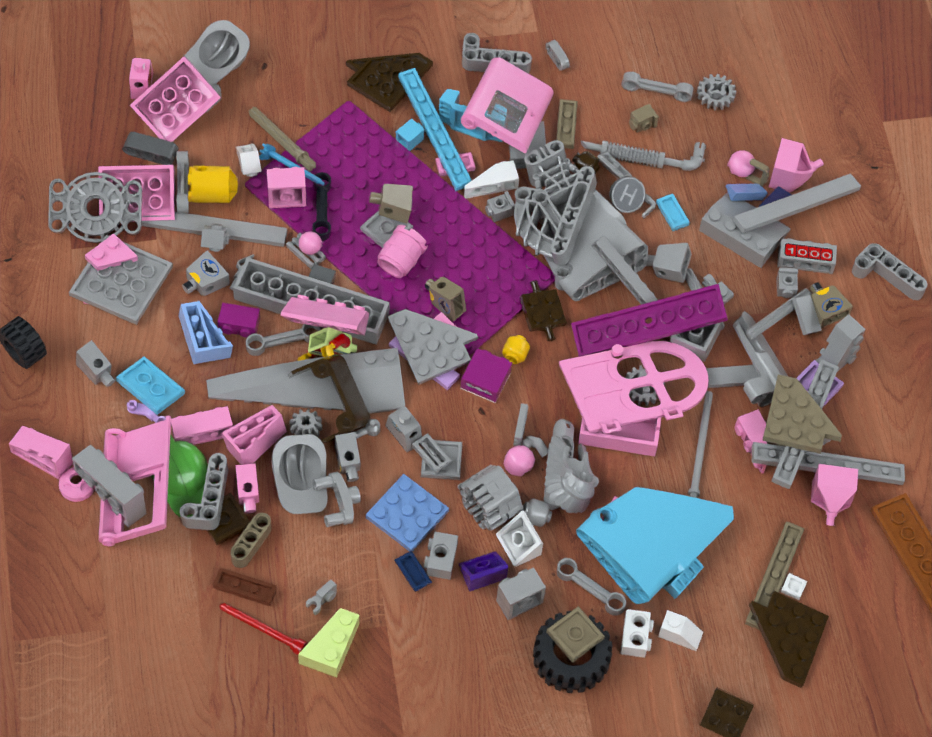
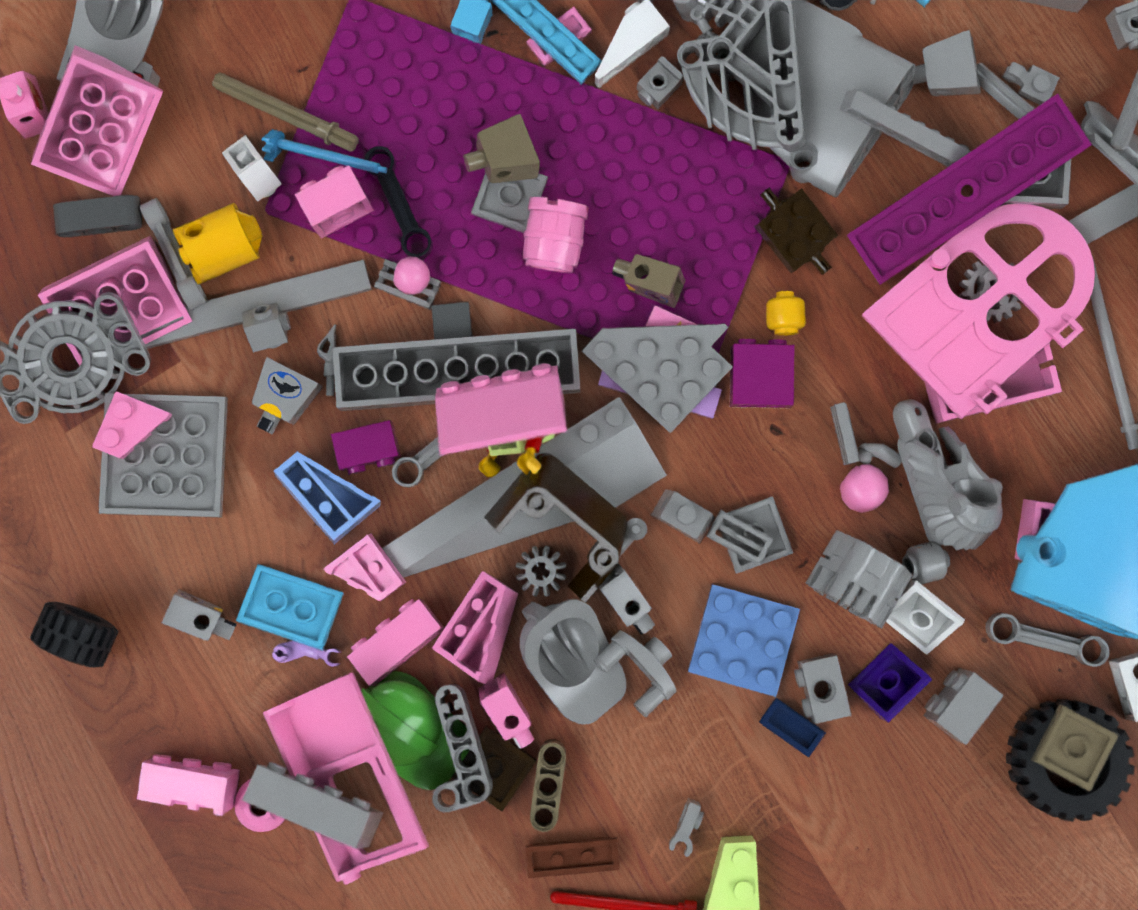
camera: 15 degrees left, 25 degrees up
(205, 383) = (367, 568): none -> bright pink wing

